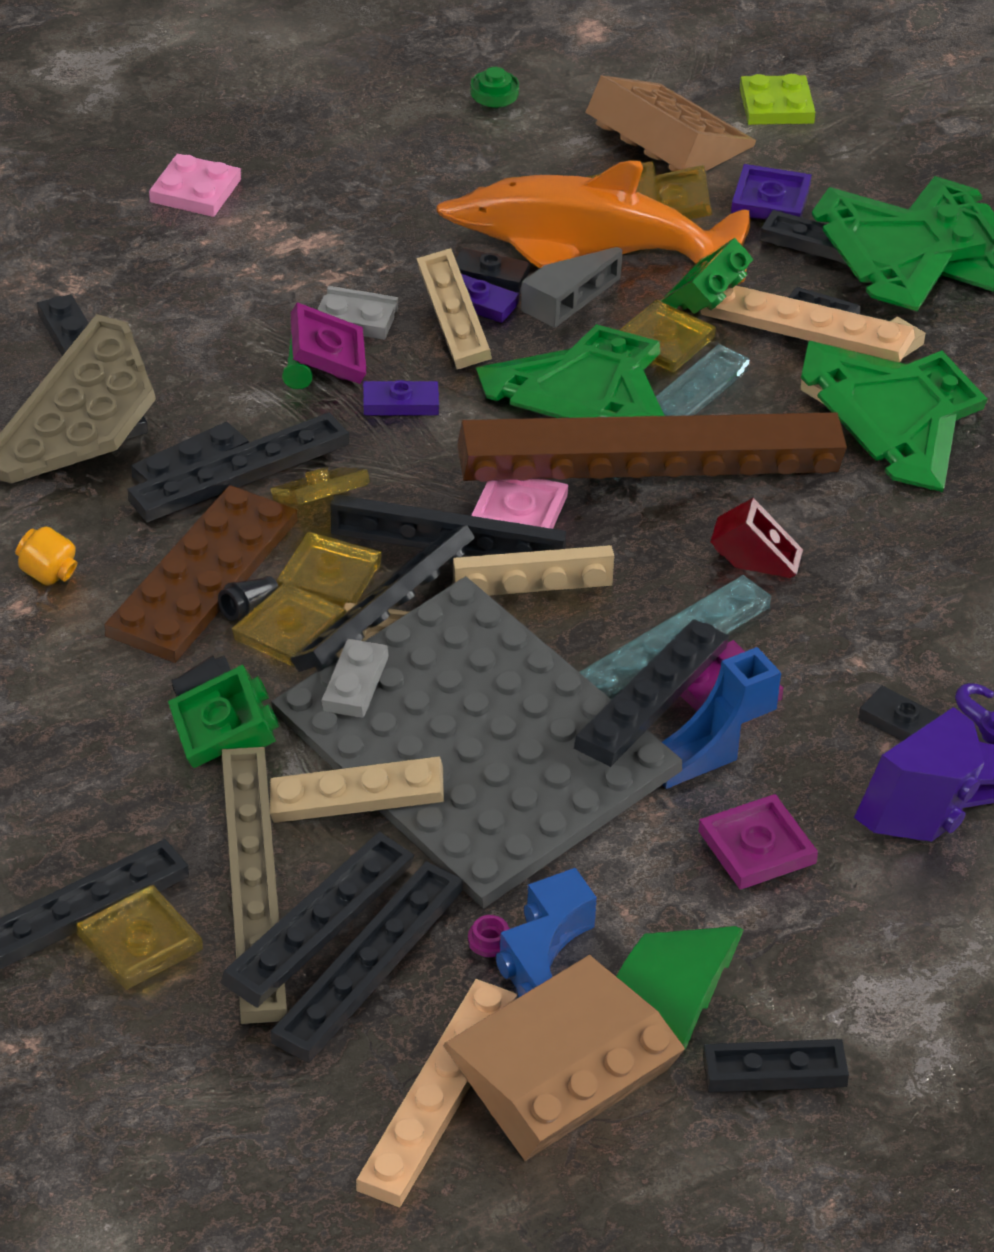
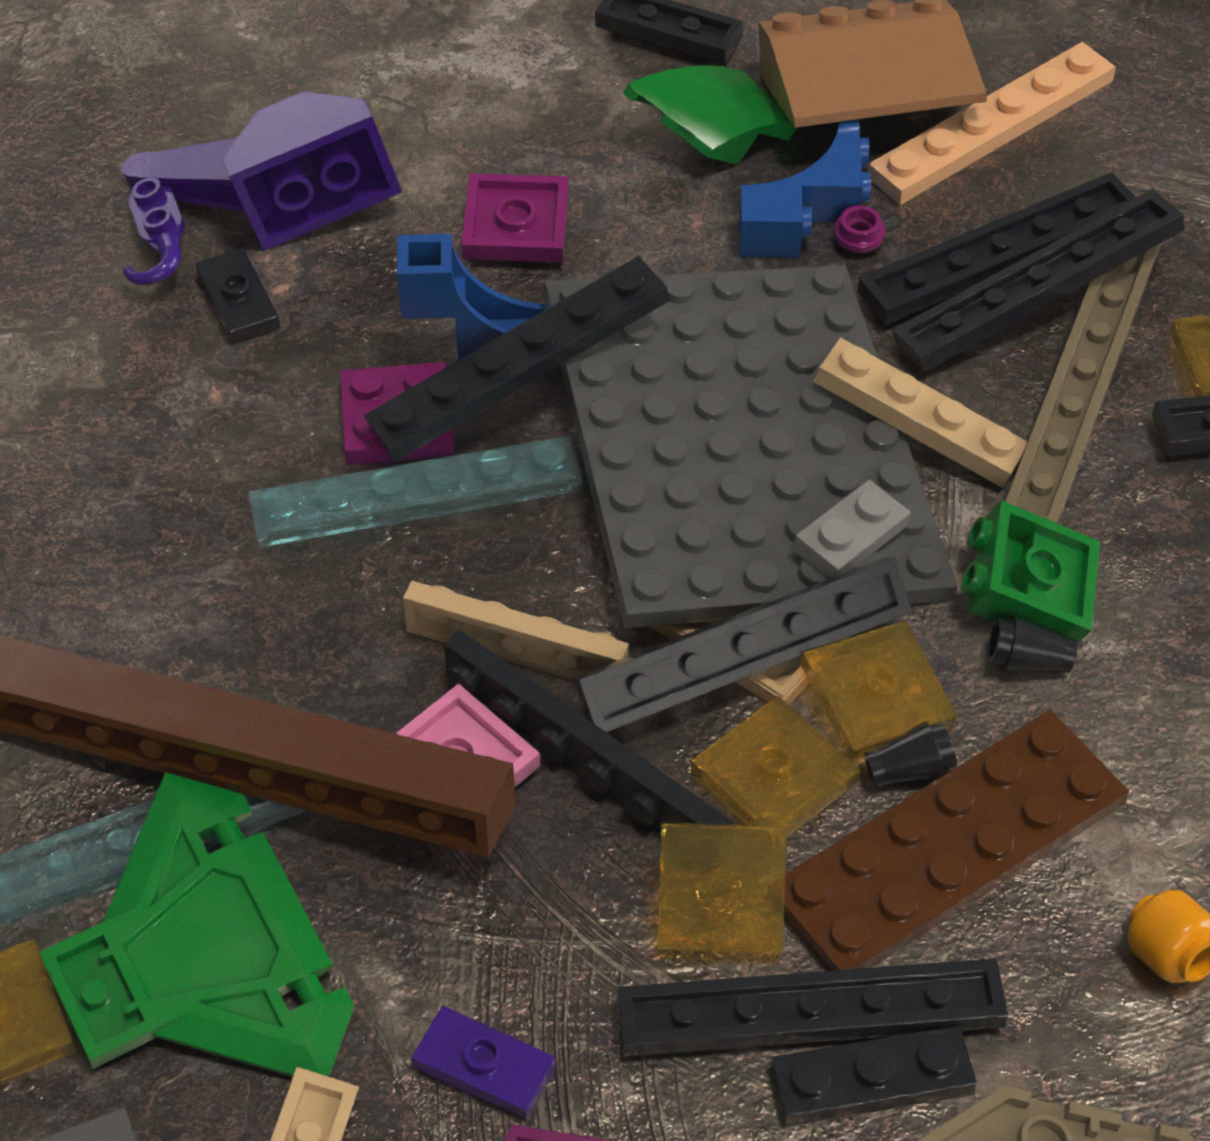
camera: 150 degrees left, 10 degrees up
(756, 541) = (207, 566): dark red slope -> none

